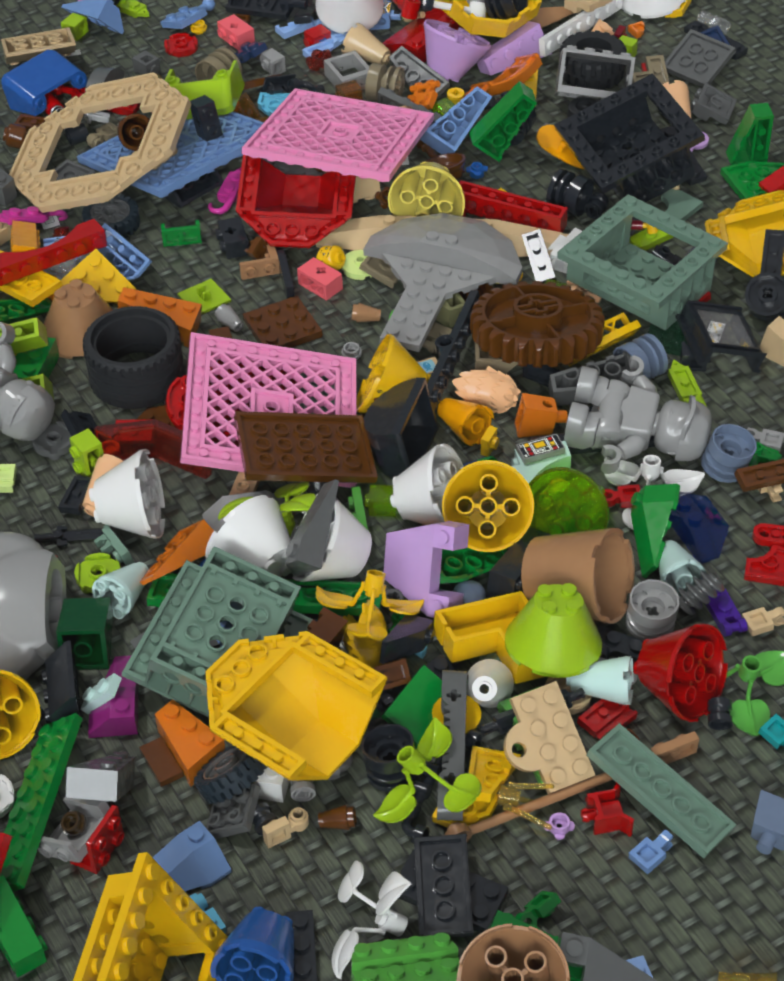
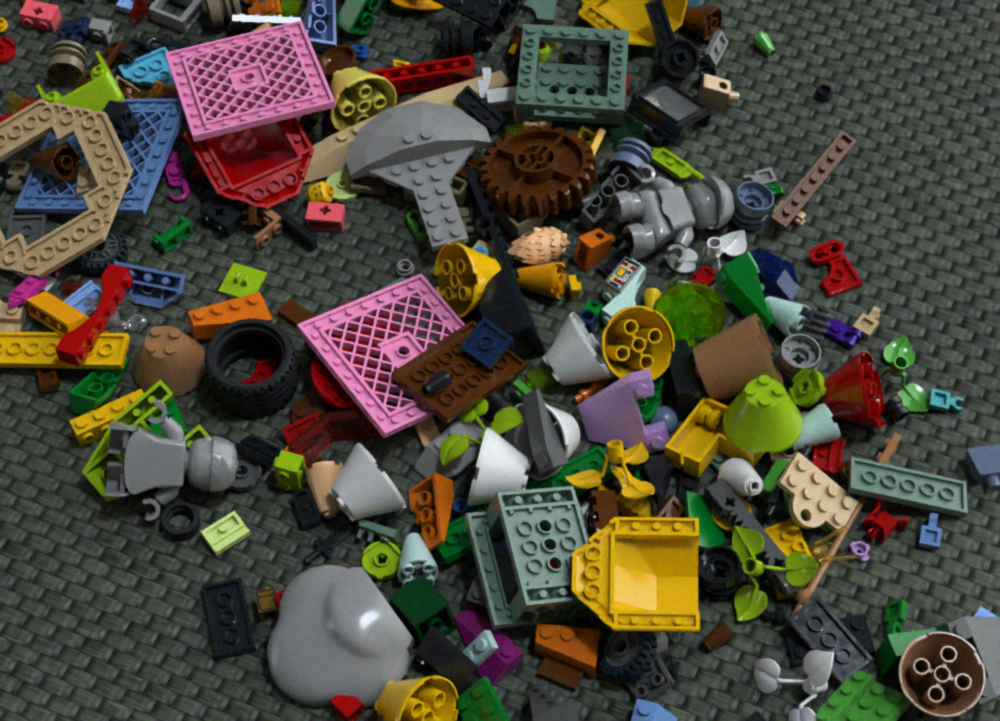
camera: 35 degrees left, 10 degrees up
(100, 275) = (147, 311): yellow plate -> none
(228, 317) = (283, 290): light grey cone -> none
(265, 439) = (438, 382): none -> black cone
(280, 829) = (693, 656): tan plate -> none
(283, 323) = (329, 273): reddish brown plate -> none
(347, 434) = (487, 343): none -> dark blue plate
(349, 89) = (195, 30): clear orange brick -> none
(365, 313) = (386, 229): medium nougat cone -> none
(508, 610) = (709, 416): none -> yellow wheel
(632, 637) = (814, 391): none -> lime plate

